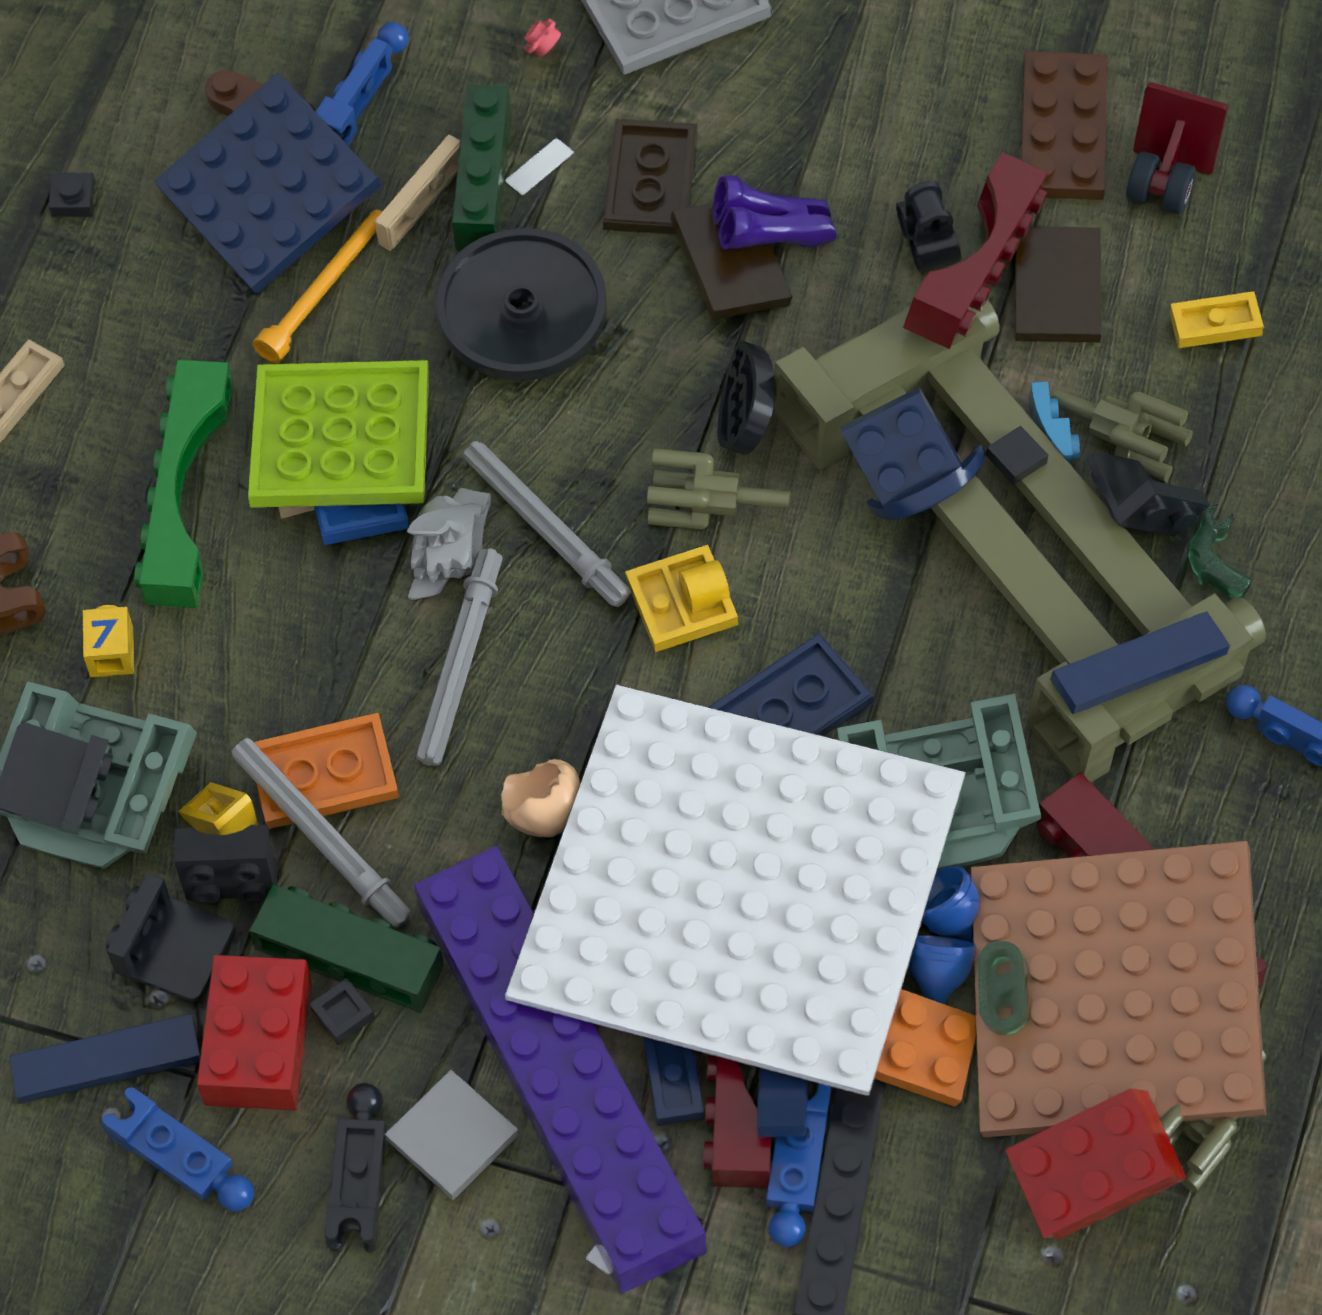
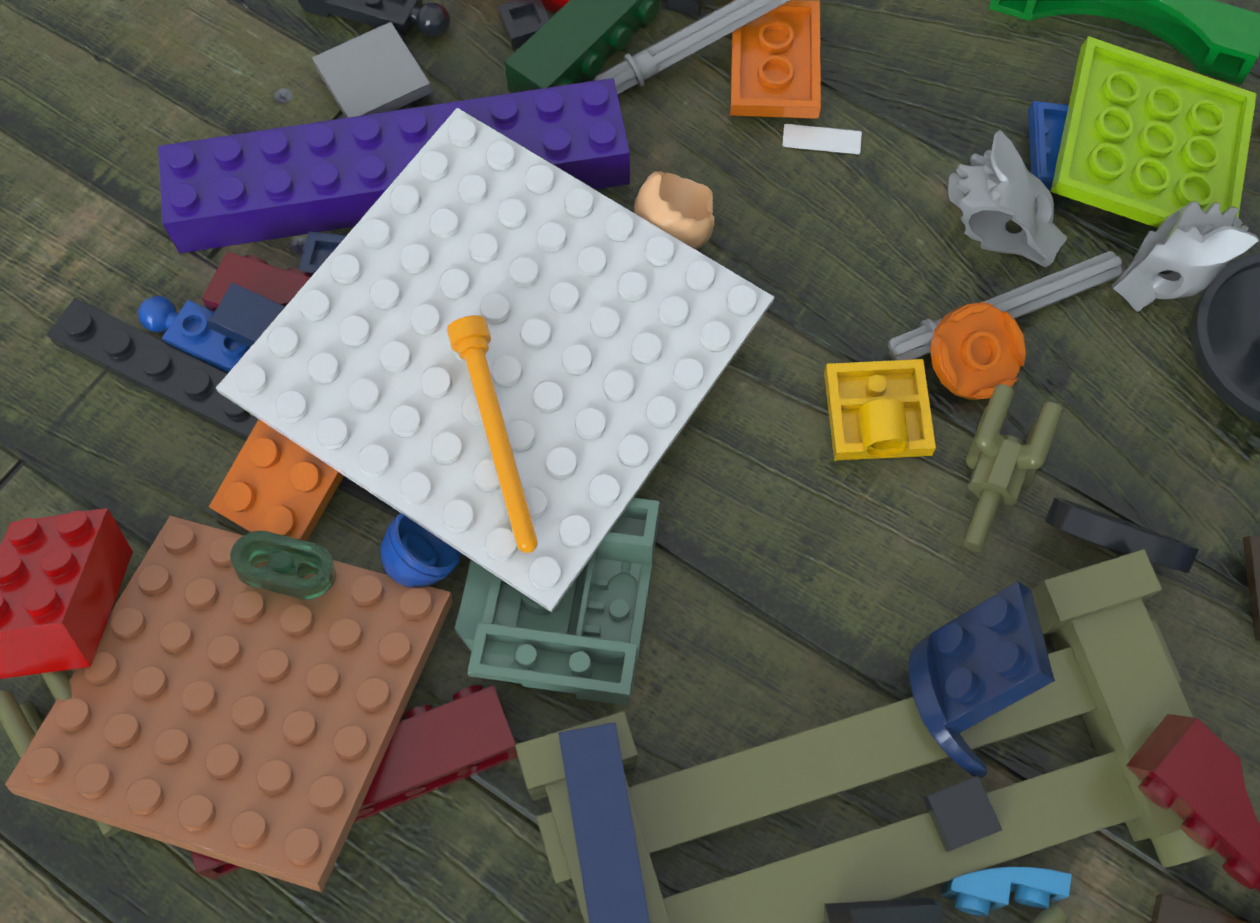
camera: 105 degrees right, 5 degrees up
(398, 716) = (822, 139): none -> white sticker
(465, 376) = (1191, 245): none -> light grey piece
(479, 590) = (871, 196): light grey axle -> none
(603, 532) = (977, 350): none -> orange tile
(758, 888) = (470, 339): none -> light orange piece
(801, 691) = (725, 483): dark blue tile -> none
(940, 965) = (357, 527): blue helmet -> none

